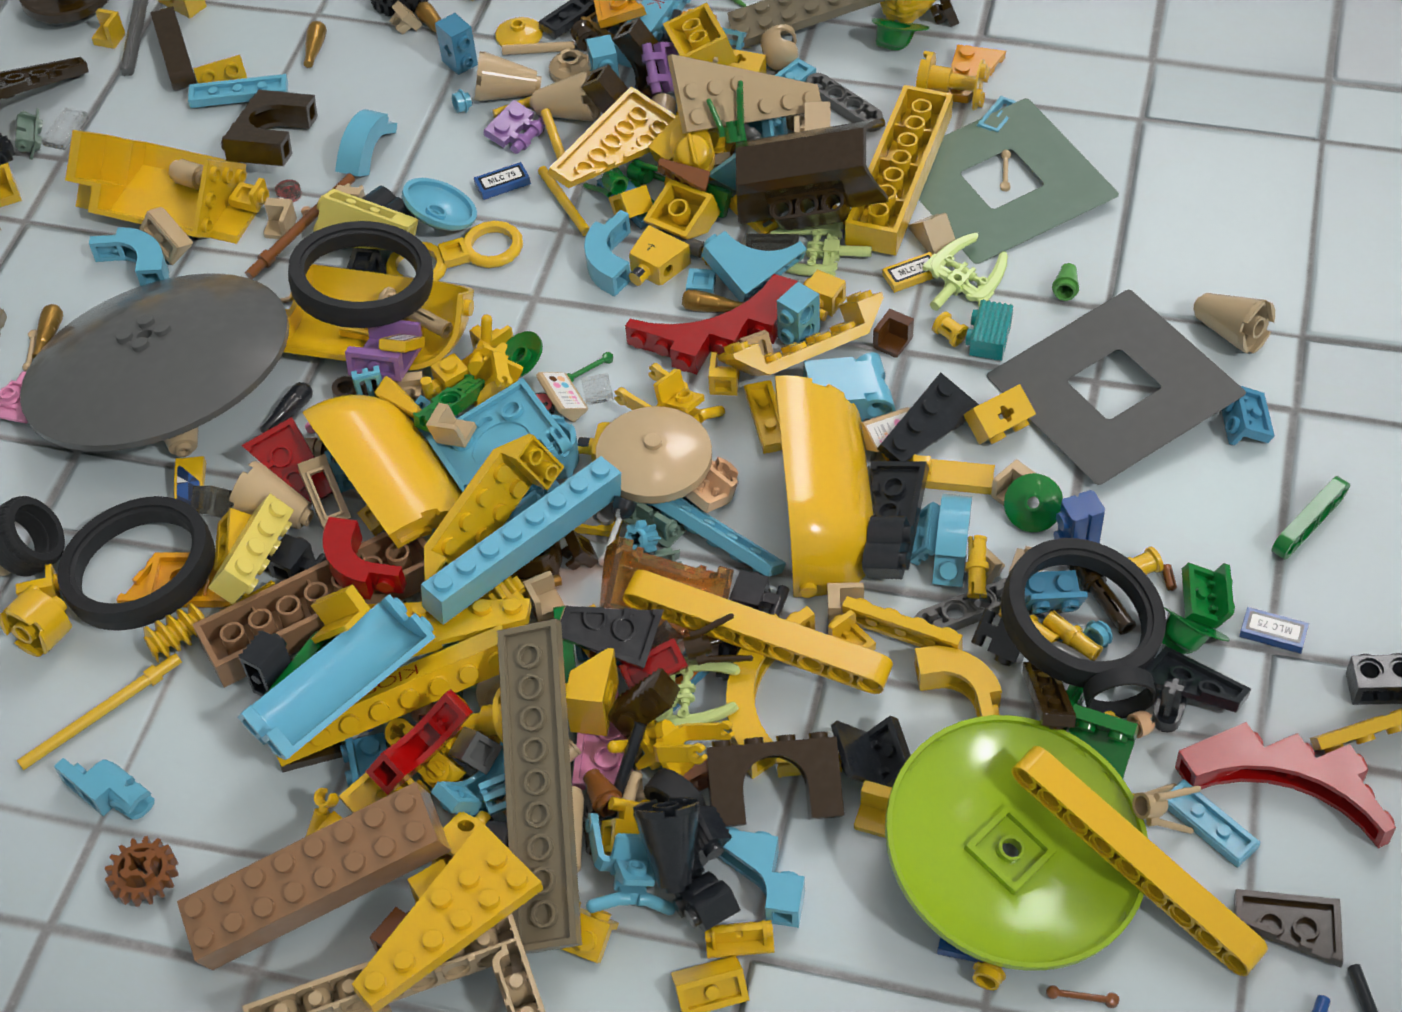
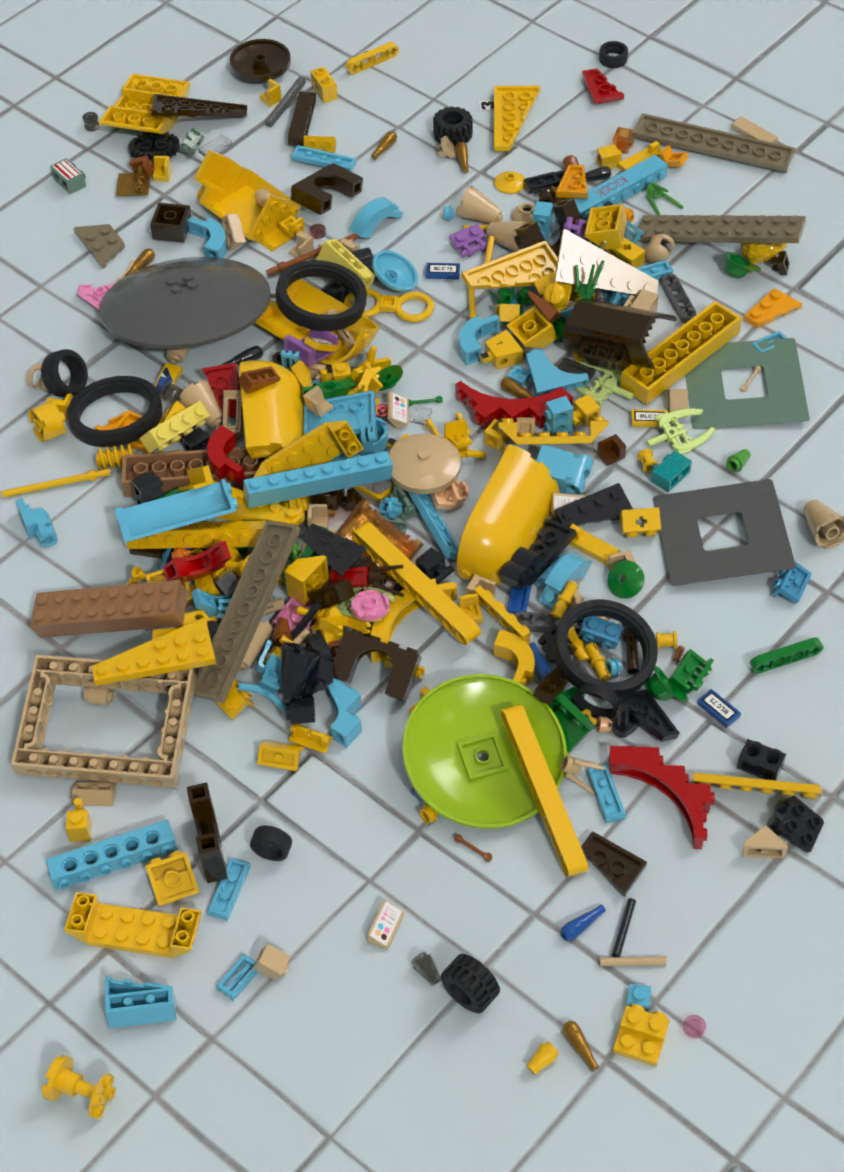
camera: 25 degrees right, 0 degrees up
(63, 255) = (170, 222): none -> dark brown brick
(130, 883) = (40, 570): dark orange gear -> none
(348, 428) = (250, 385): none -> dark orange slope
(374, 741) = (181, 553): none -> orange plate
(456, 43) = (463, 174): dark azure brick -> none
(537, 47) = (513, 195): tan bar -> none
(622, 509) = (386, 487): black hinge -> none
(711, 694) = (370, 605): none -> bright pink tile
(872, 754) = (434, 671): black bracket -> none
(904, 594) = (519, 599): none -> blue tile
(942, 78) = (738, 302): yellow piece -> none
(1011, 683) = (541, 666): none -> blue piece
(1080, 517) = (641, 598): blue brick -> none

